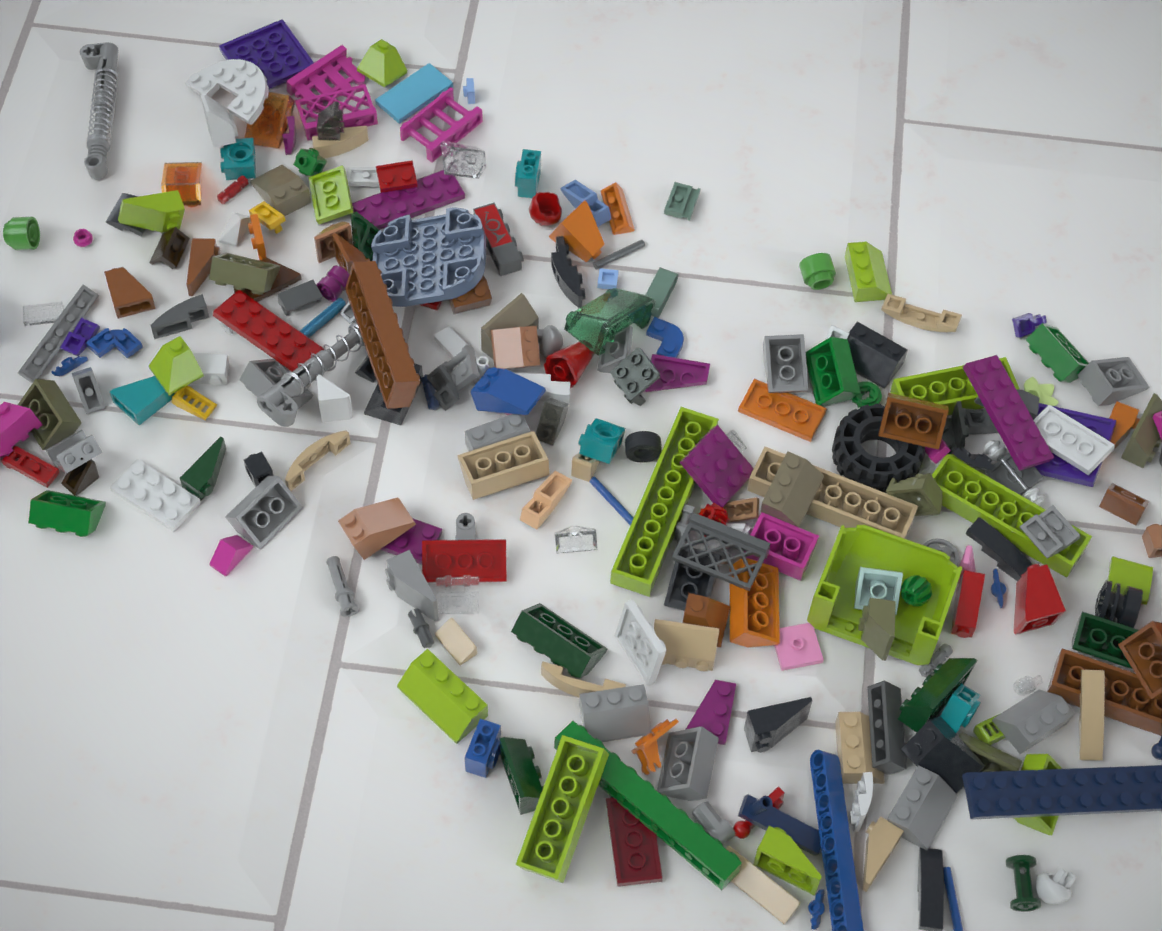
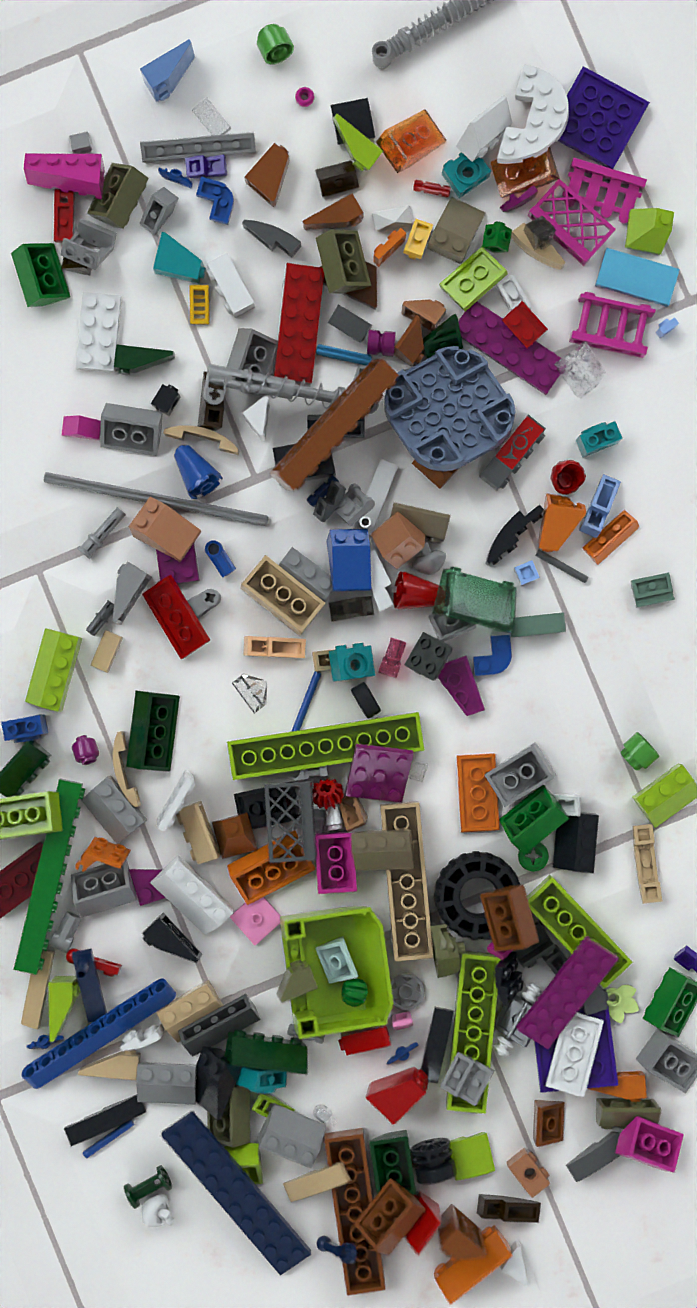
camera: 65 degrees right, 30 degrees up
(175, 366) = (212, 271): lime slope -> none
(295, 437) = (210, 414): none -> dark brown slope
(337, 531) = (143, 496): none -> light grey axle
(341, 476) = (196, 472): none -> blue cone
(434, 500) = (220, 560): none -> blue piece
(458, 601) = (141, 631): clear plate -> none
(540, 708) = (85, 750): none -> magenta head
(620, 414) = (391, 662): none -> clear pink piece
(743, 683) = (192, 896): none -> white slope

